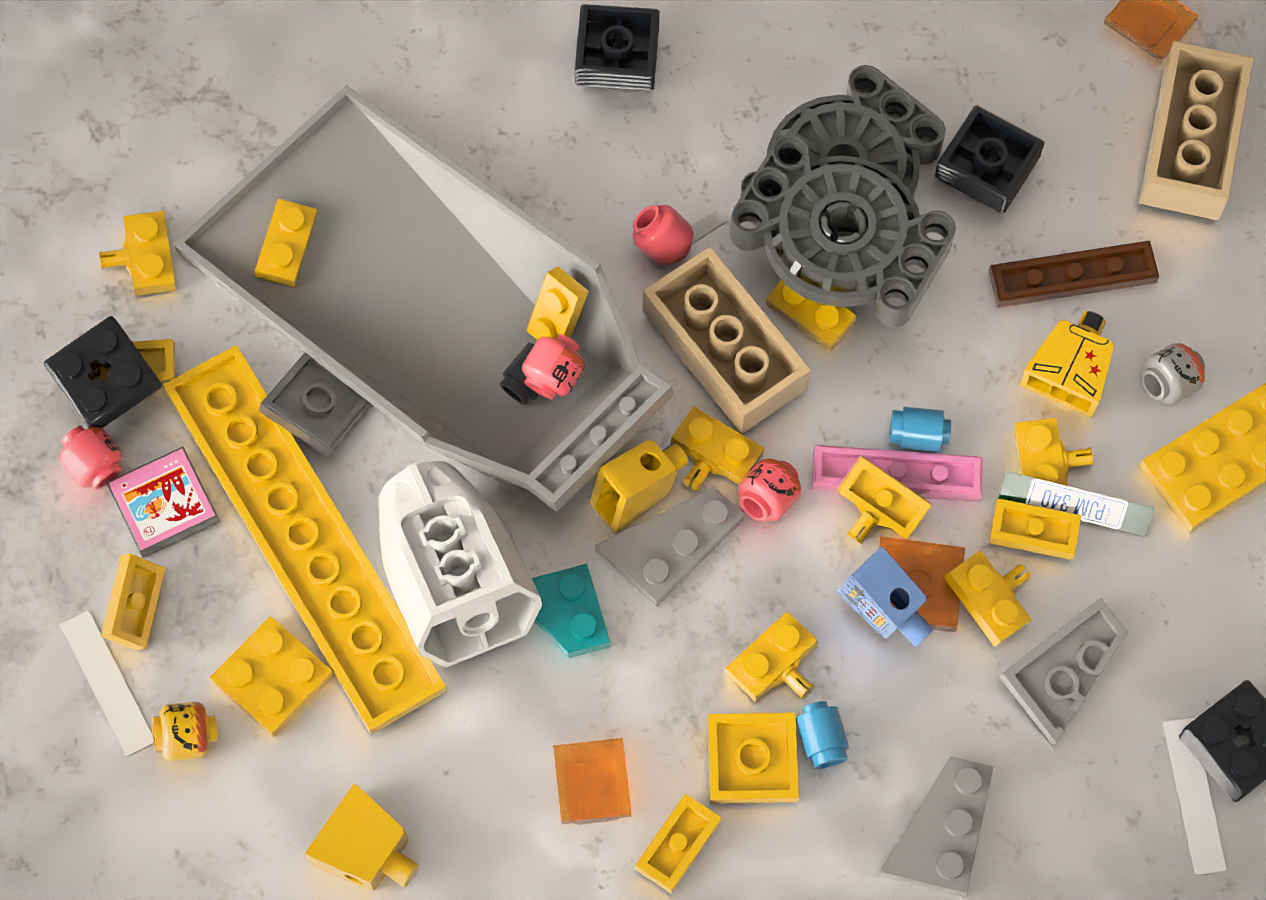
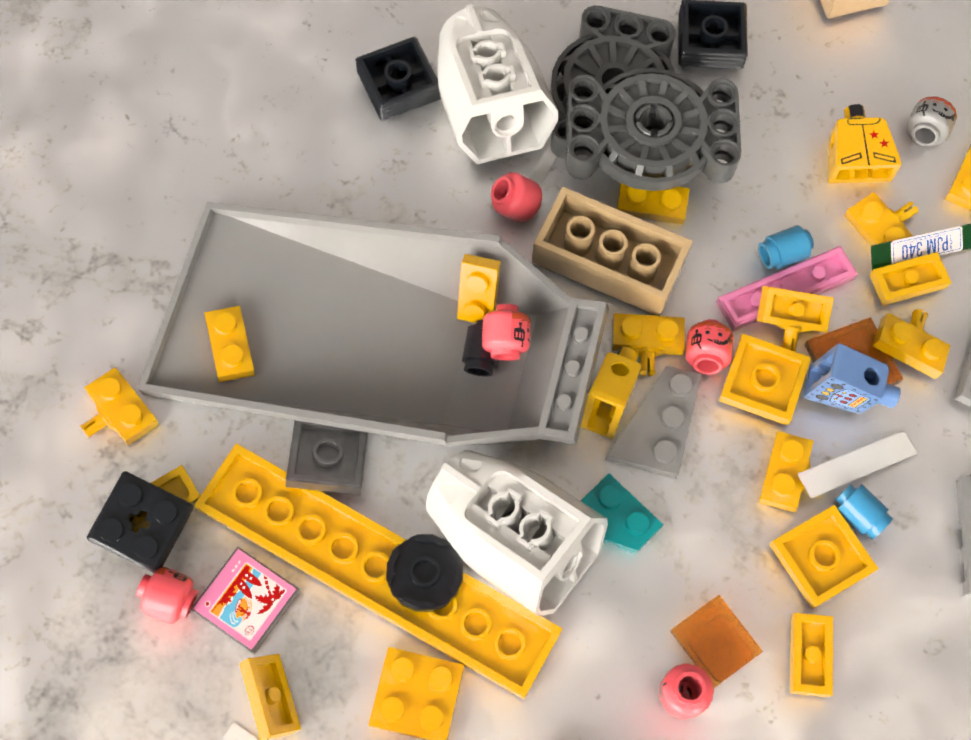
camera: 30 degrees left, 0 degrees up
(342, 563) = (424, 573): none -> black tile
(530, 793) = (690, 678): none -> coral head
(701, 104) = (492, 87): none -> white animal
(808, 552) = (765, 379): none -> yellow plate
(850, 687) = (857, 464): none -> white sticker
(1073, 273) = (815, 87): reddish brown tile -> none

